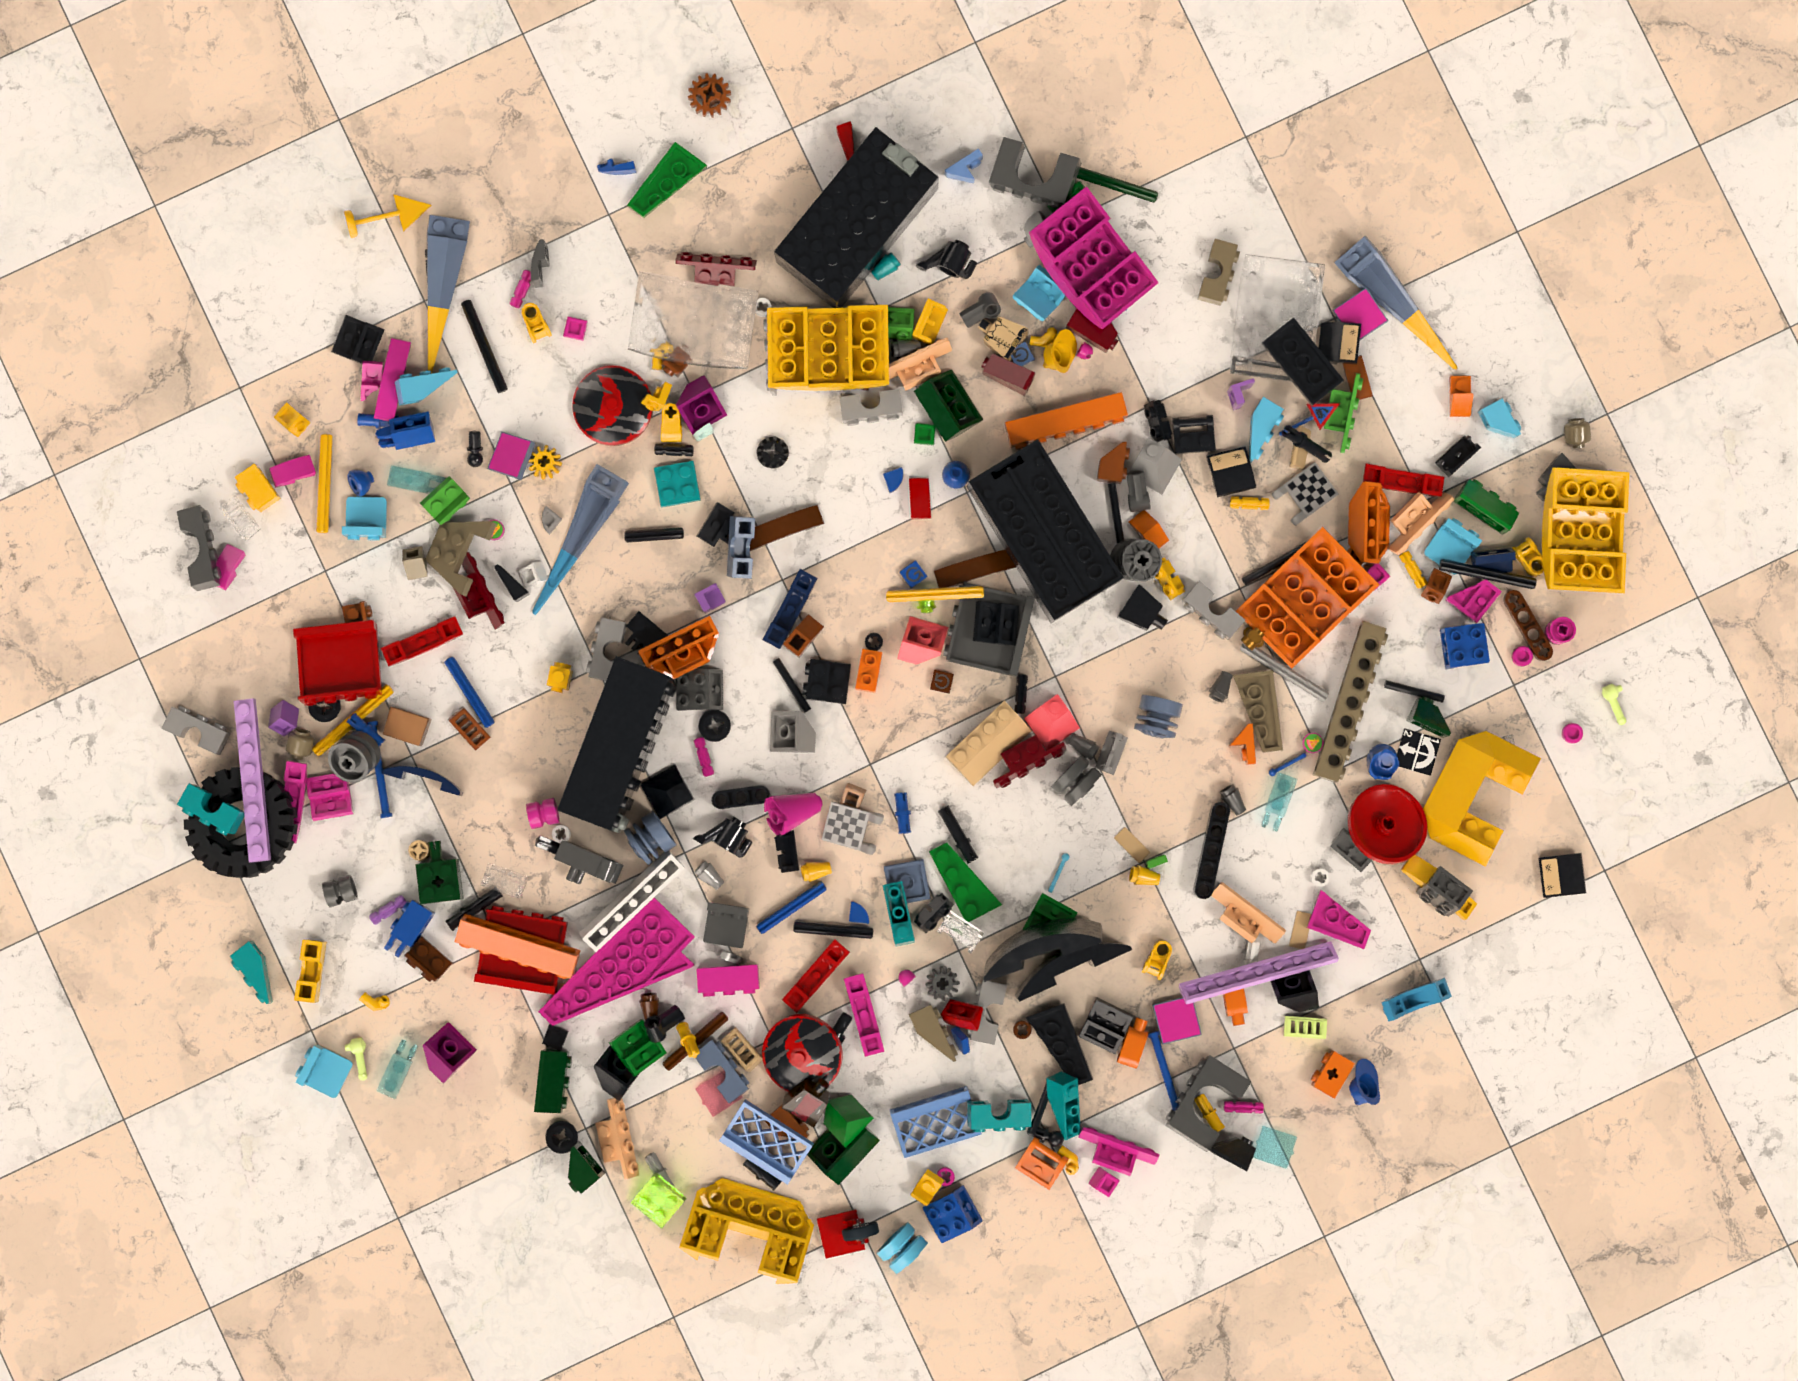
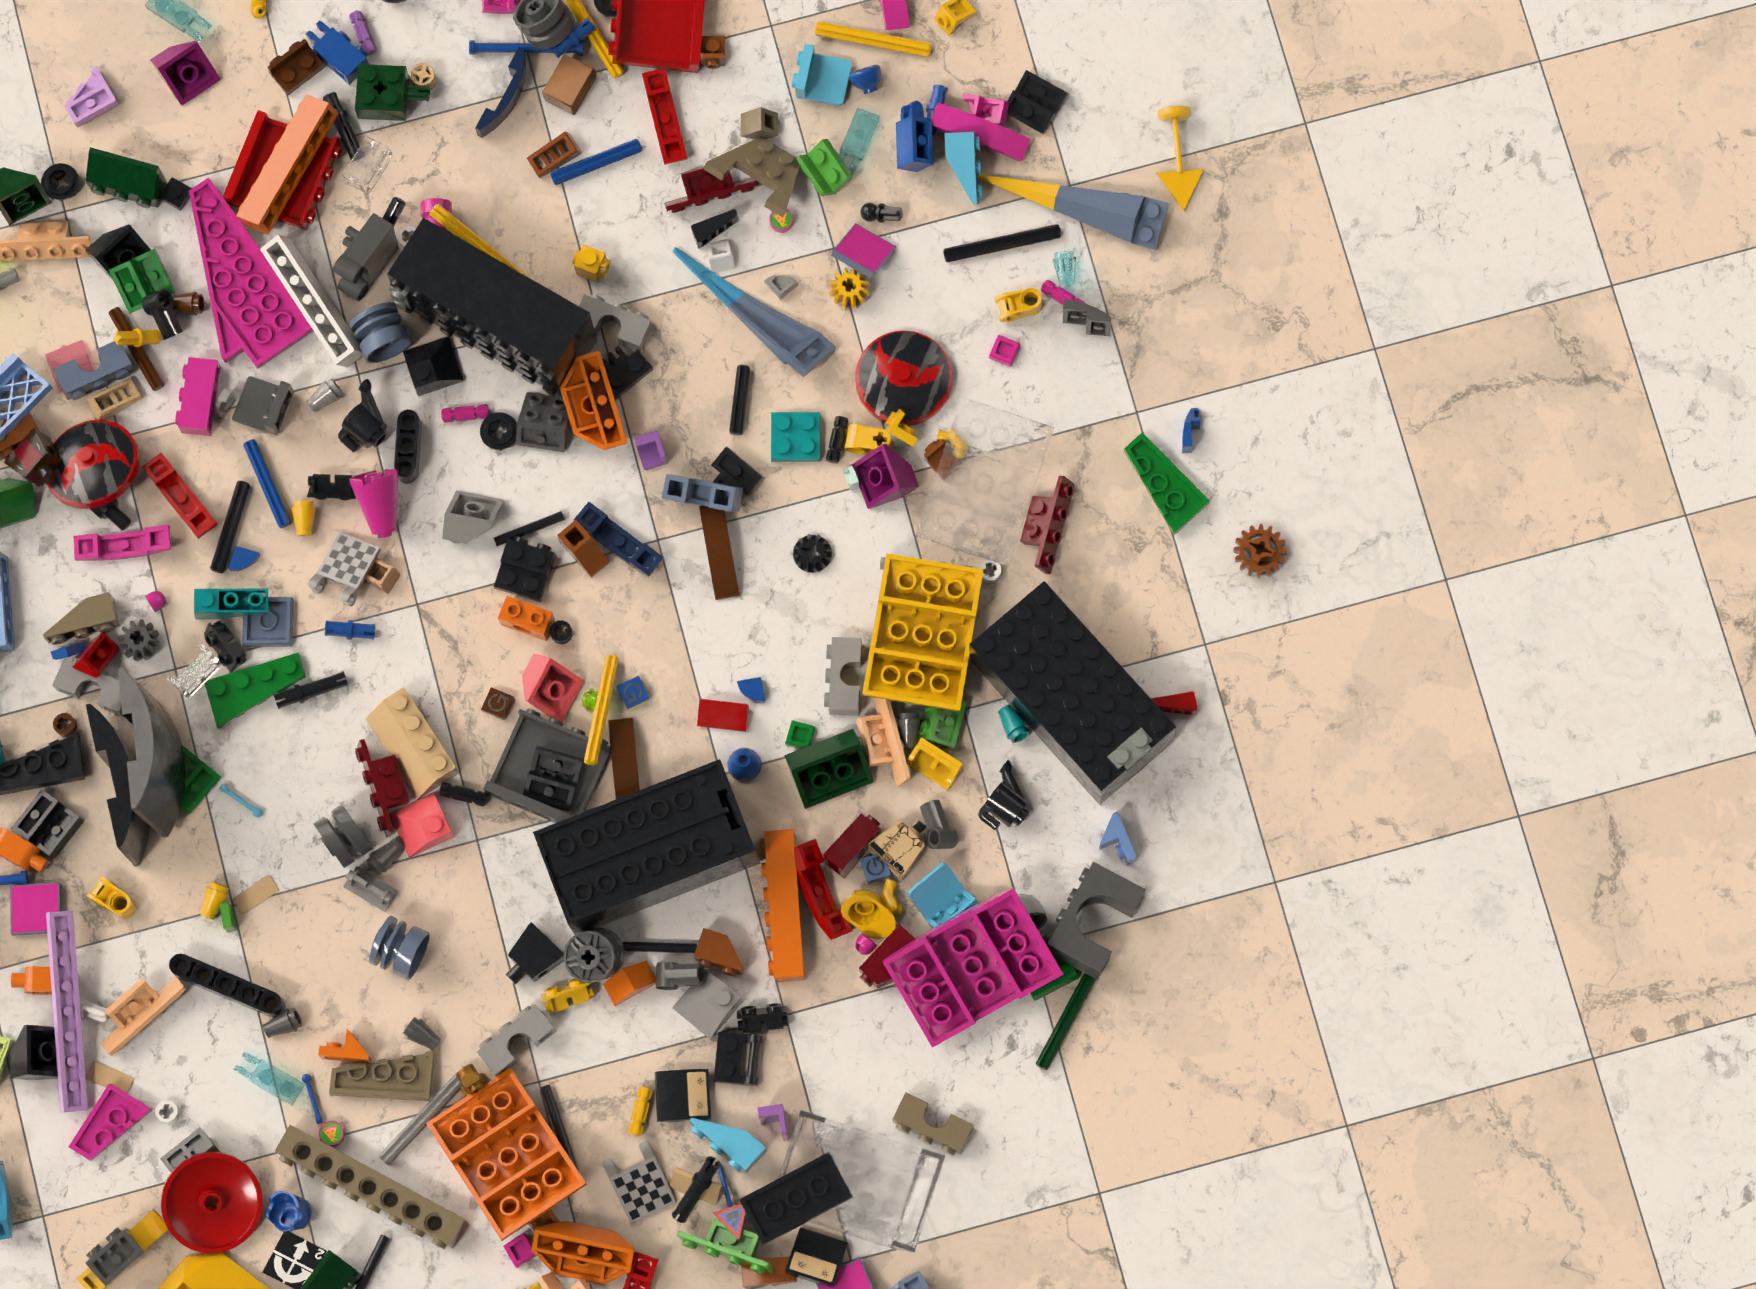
camera: 105 degrees right, 10 degrees down
(485, 1127) = (90, 99): none -> lavender wing
(497, 290) = (1065, 267): none -> clear light blue cone
(560, 772) = (464, 233): none -> yellow axle
(1051, 395) = (817, 891): none -> red slope

